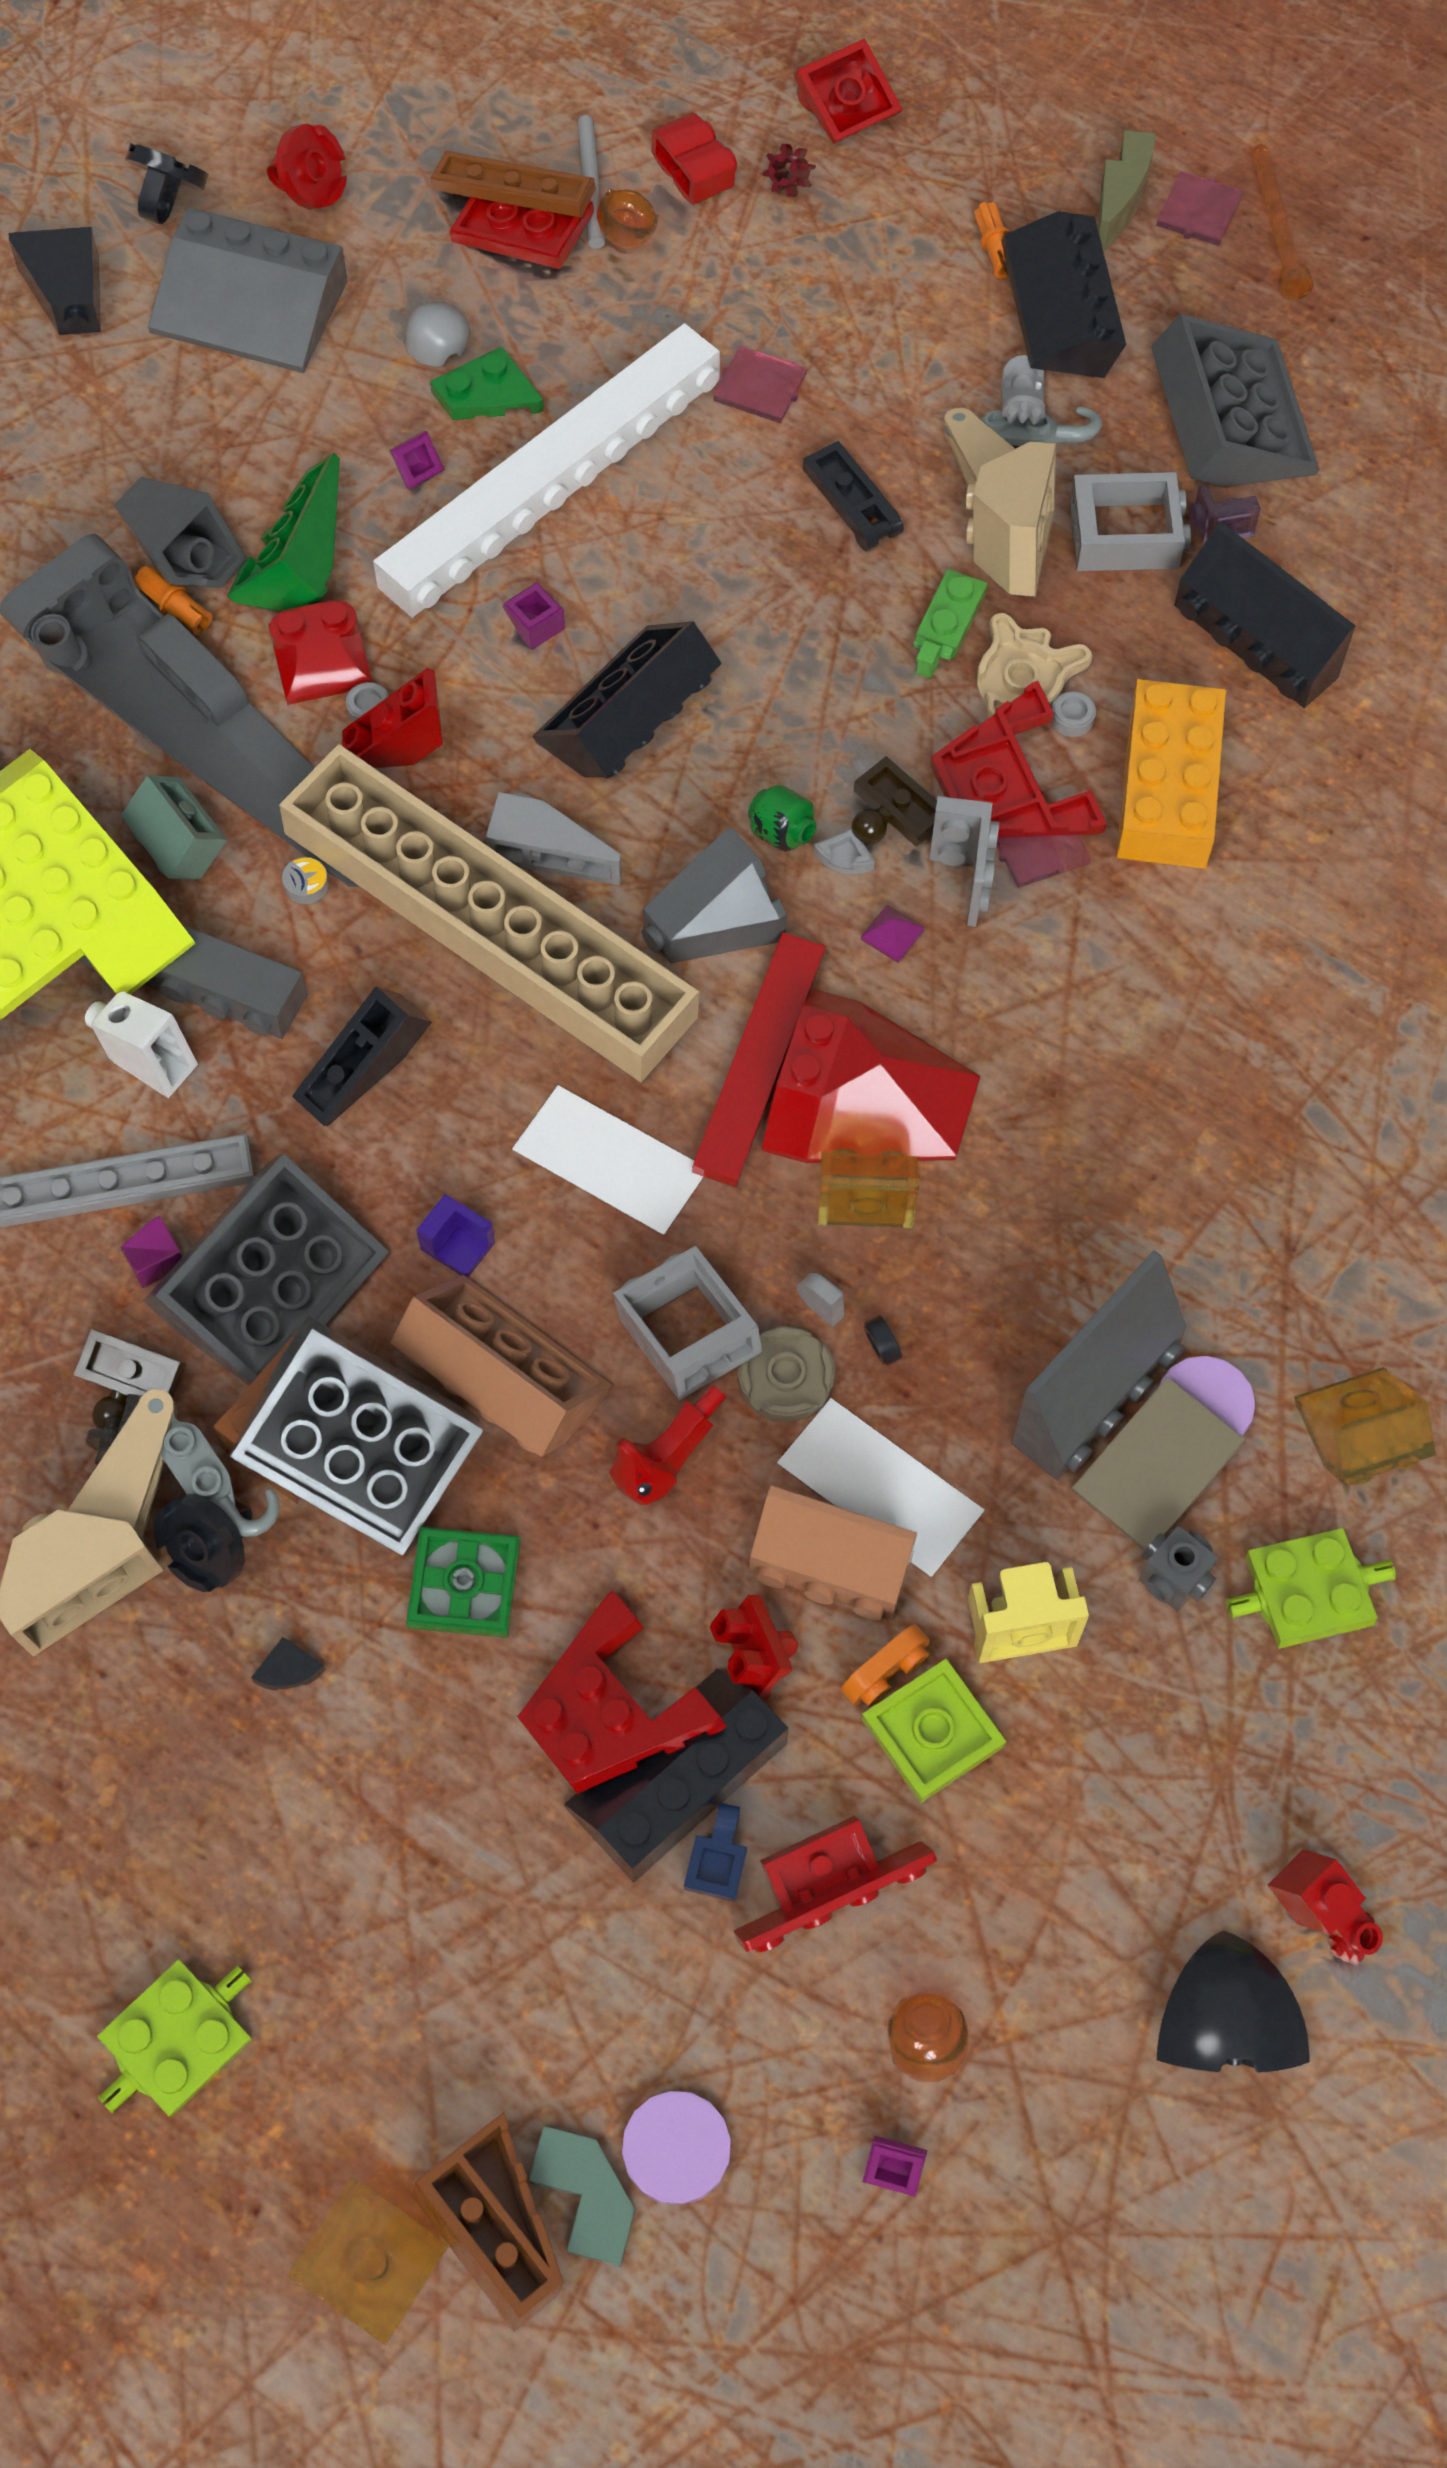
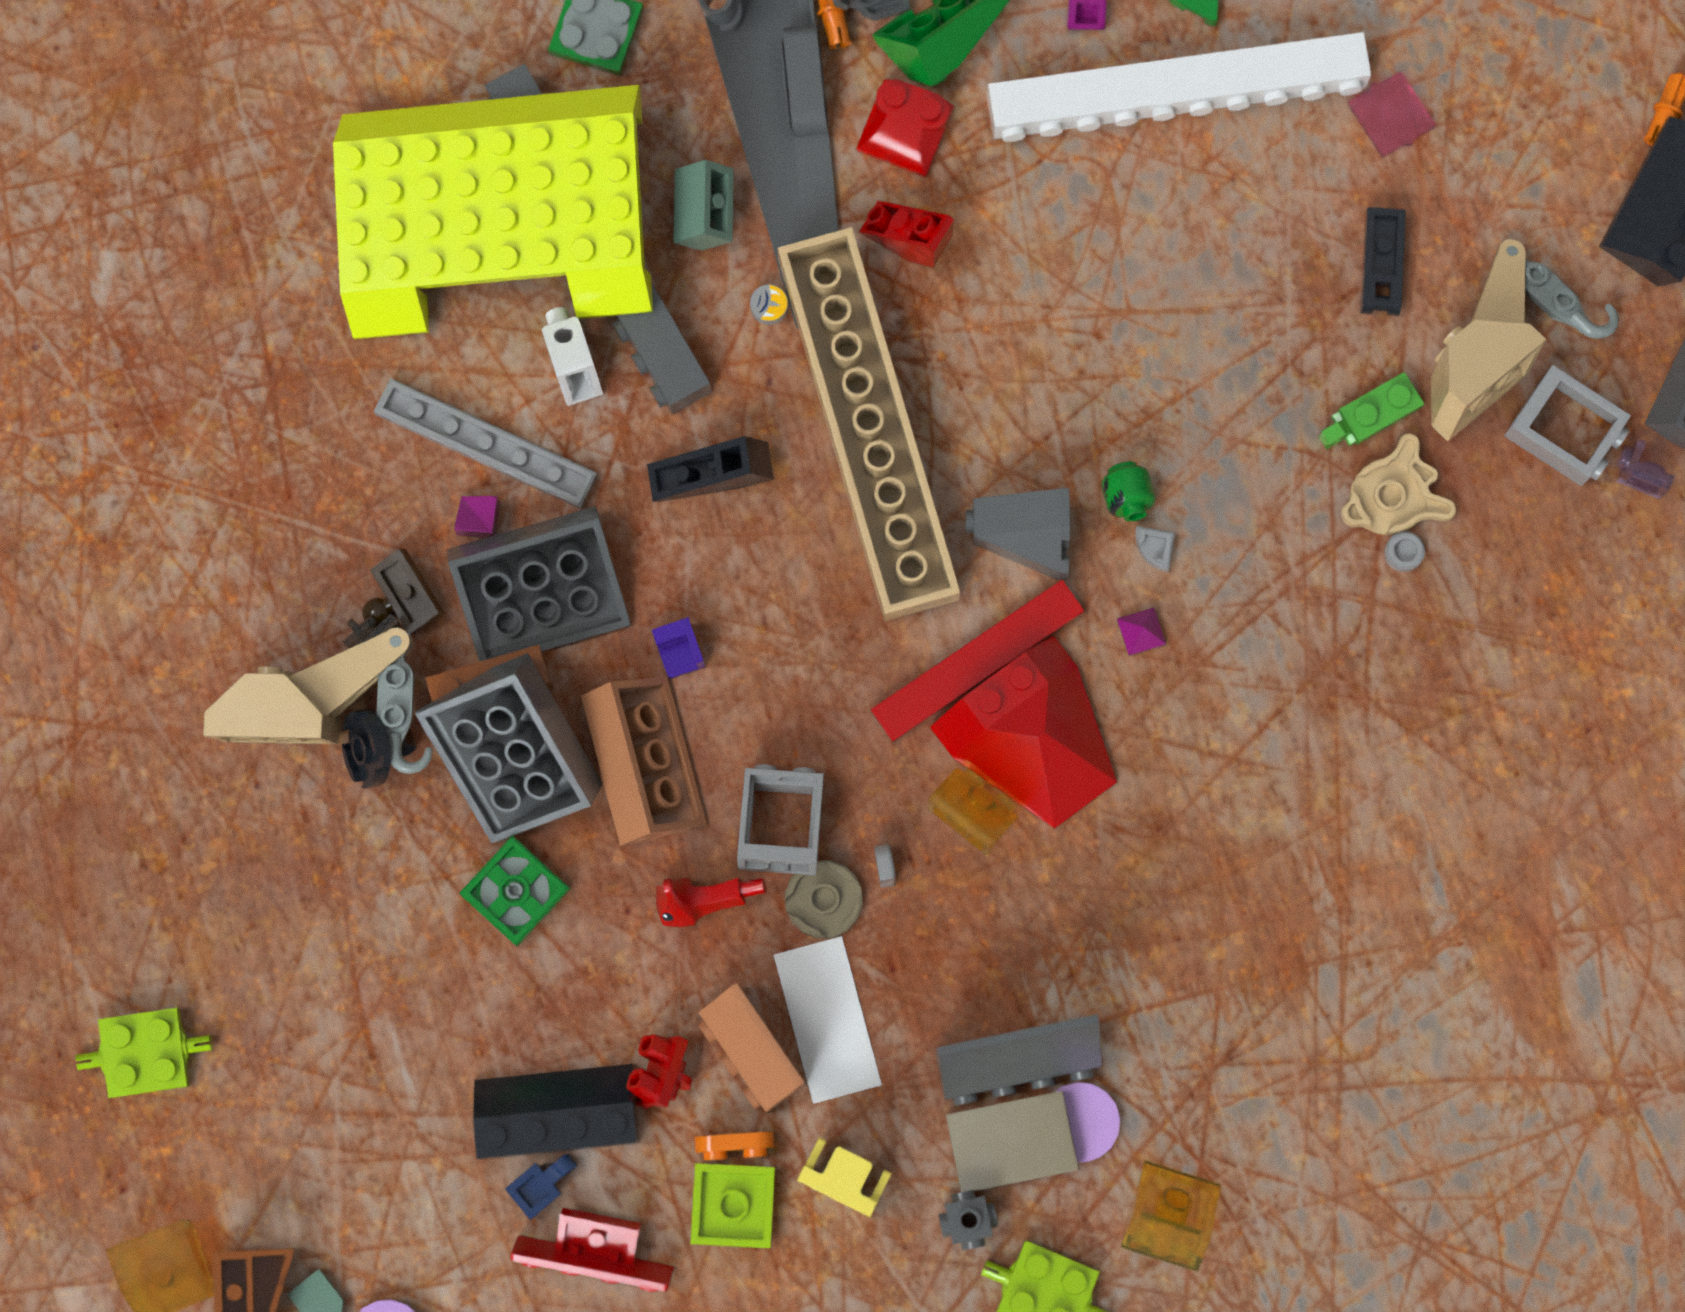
camera: 40 degrees right, 15 degrees up
(287, 1668) = (369, 866): black tile -> none
(363, 698) = (910, 190): light grey tile -> none
(535, 615) = (1076, 202): magenta slope -> none
(547, 841) = (947, 384): light grey slope -> none
(590, 1719) = (525, 1041): red wing -> none
(609, 1159) = (823, 661): white sticker -> none
(629, 699) = (1092, 319): black slope -> none
(882, 1340) = (900, 925): black tile -> none
(894, 801) = (1220, 534): dark brown plate -> none
(968, 837) = (1236, 597): light grey bracket -> none
(991, 768) = (1298, 568): red wing -> none
(1022, 391) = (1583, 256): light grey piece -> none
(1041, 856) = (1299, 636): clear pink piece -> none
(1171, 774) = (1431, 652): light orange brick -> none
(1264, 616) = (1596, 579): black slope -> none

